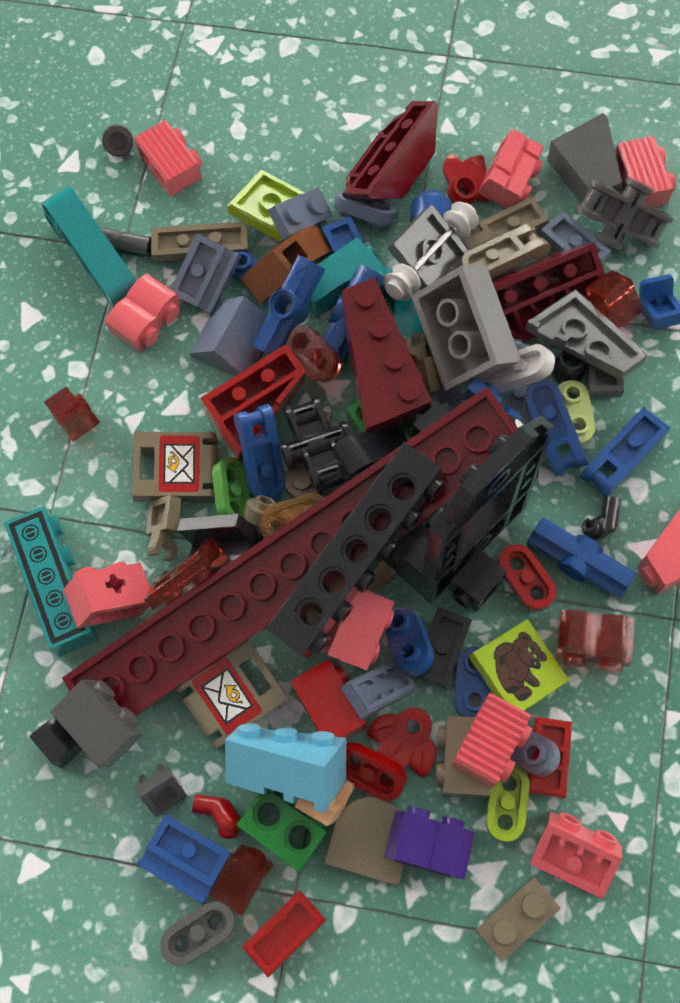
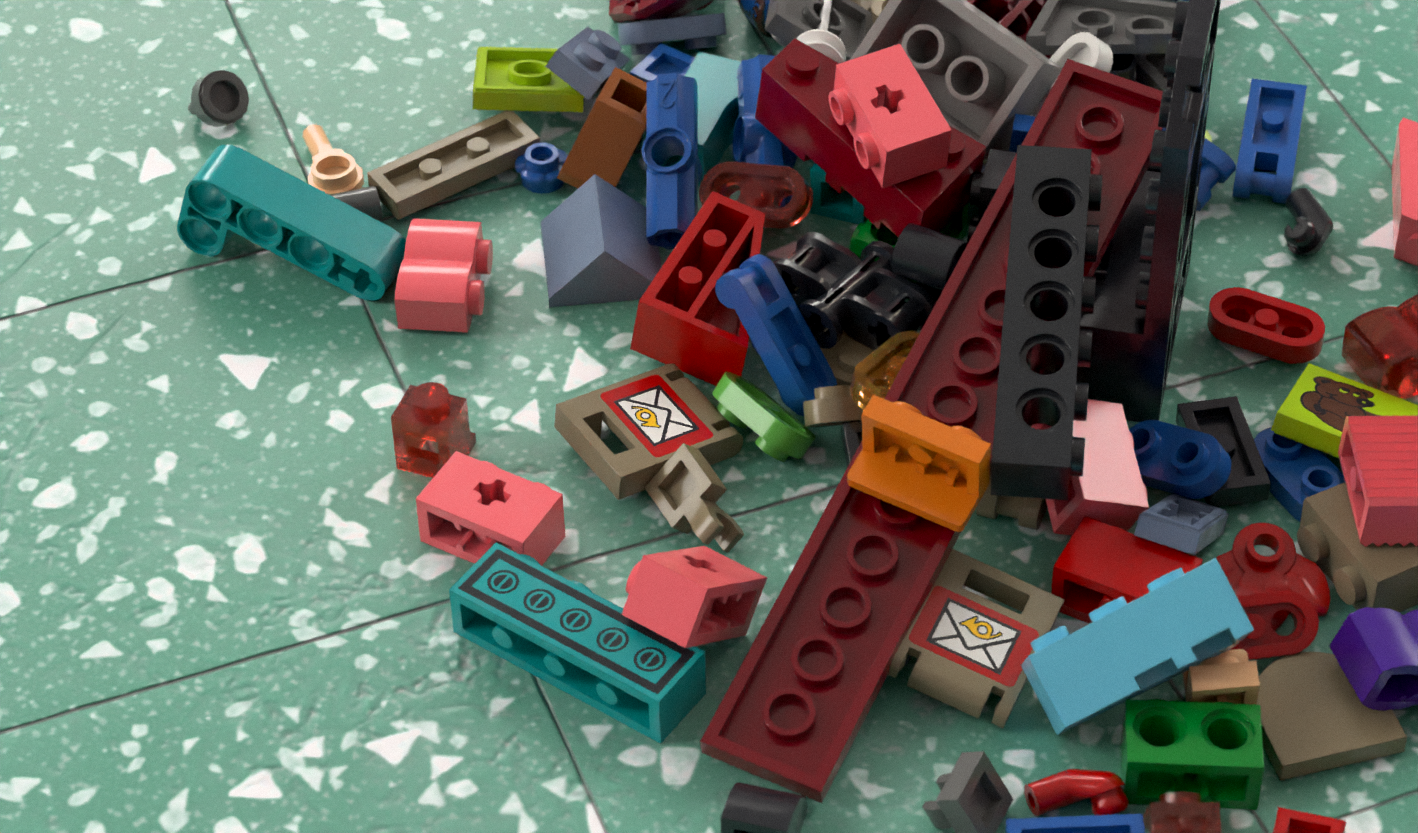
camera: 35 degrees left, 25 degrees down
(51, 468) = (478, 504): none -> coral brick
(98, 722) = (814, 744): dark grey brick -> none
(139, 217) = (331, 168): none -> light nougat plate
(168, 158) = (320, 88): coral brick -> none
(195, 569) = (806, 488): clear red plate -> none
(205, 273) = (503, 185): sand blue plate -> none
(229, 530) = (794, 466): black panel -> none
(238, 603) = (921, 463): none -> orange bracket
(382, 343) = (890, 116): none -> coral brick
(476, 581) = (1203, 353): black brick -> none
(581, 558) = (1319, 271): blue piece -> none

